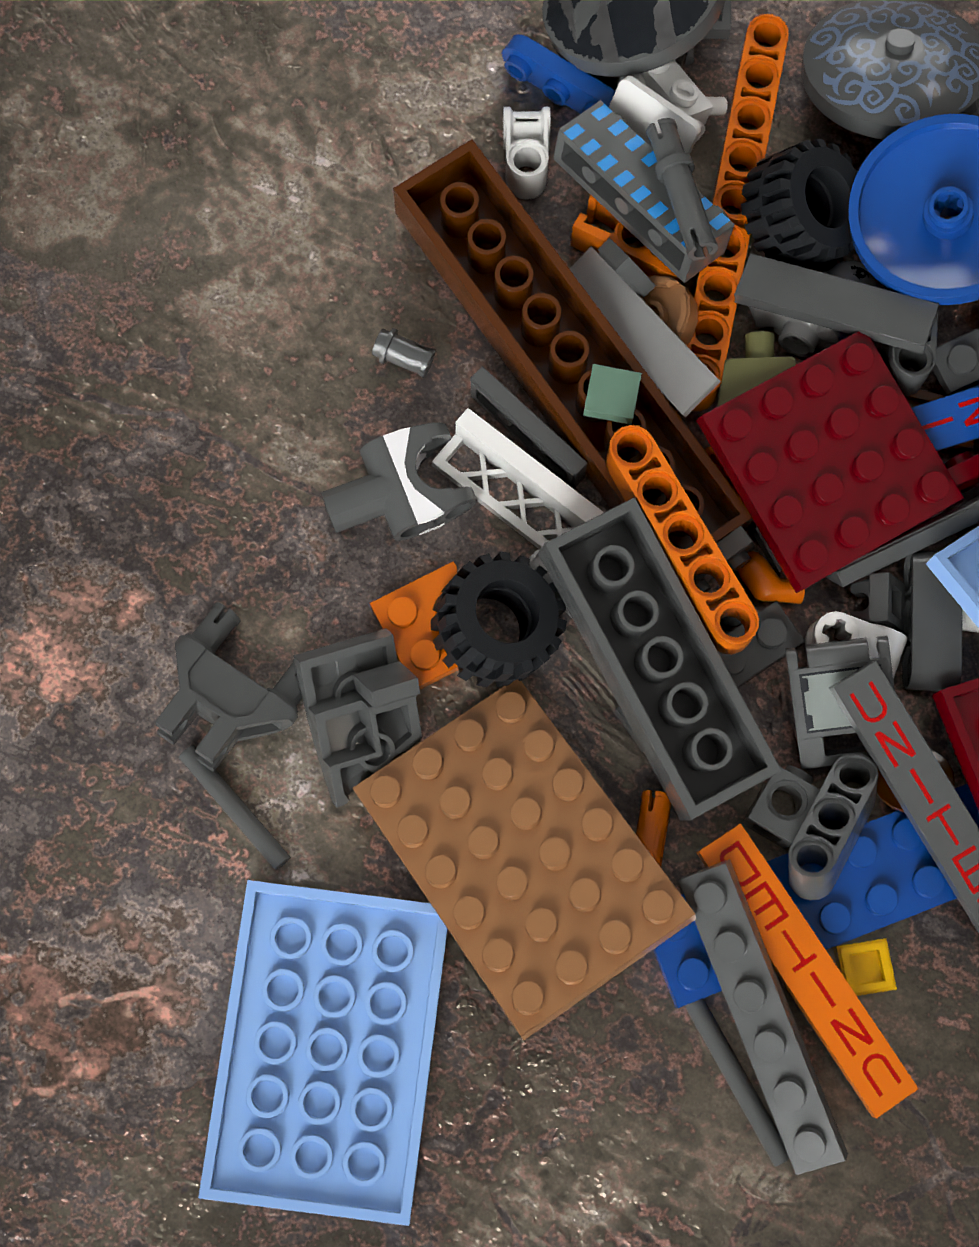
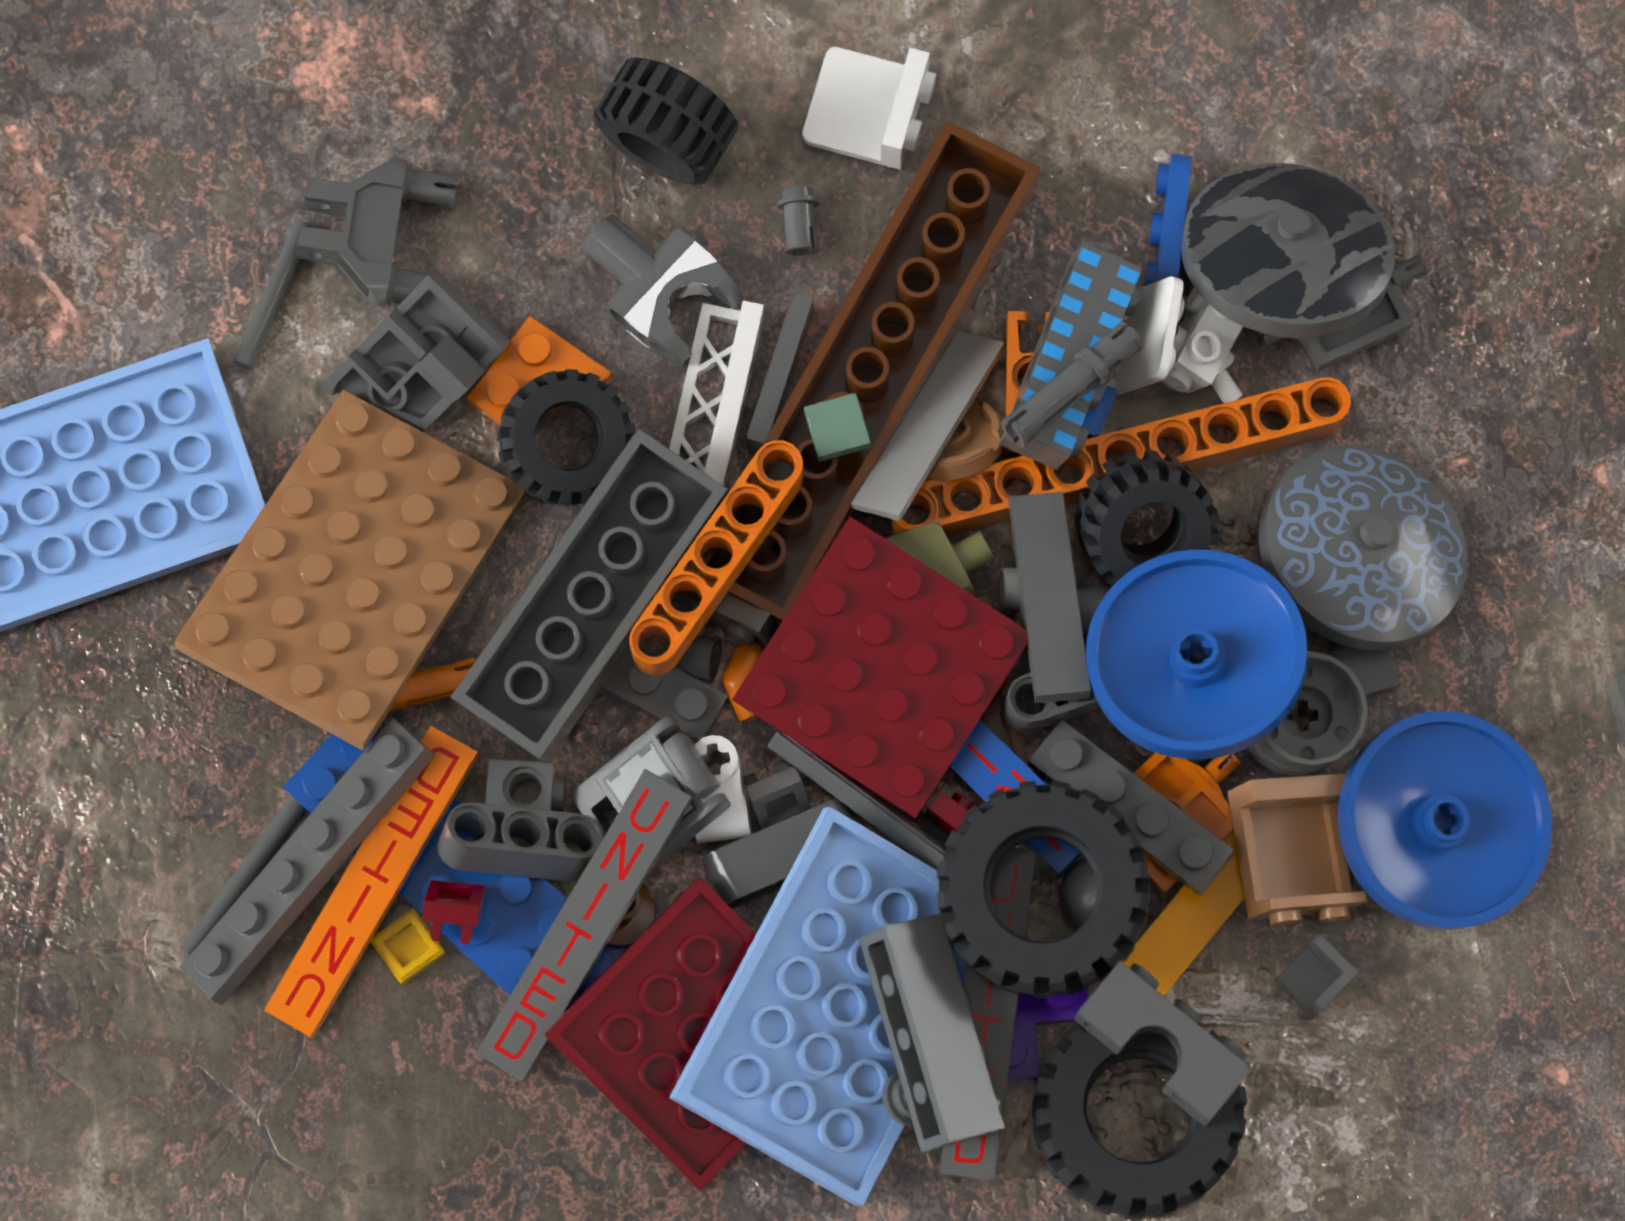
camera: 65 degrees right, 0 degrees up
(270, 404) = (666, 121): none -> black tyre
(339, 249) = (869, 105): none -> white bracket
(526, 145) = (1086, 219): white piece -> none
(625, 267) = (987, 382): dark grey tile -> none
(865, 908) = (453, 904): none -> dark red tile

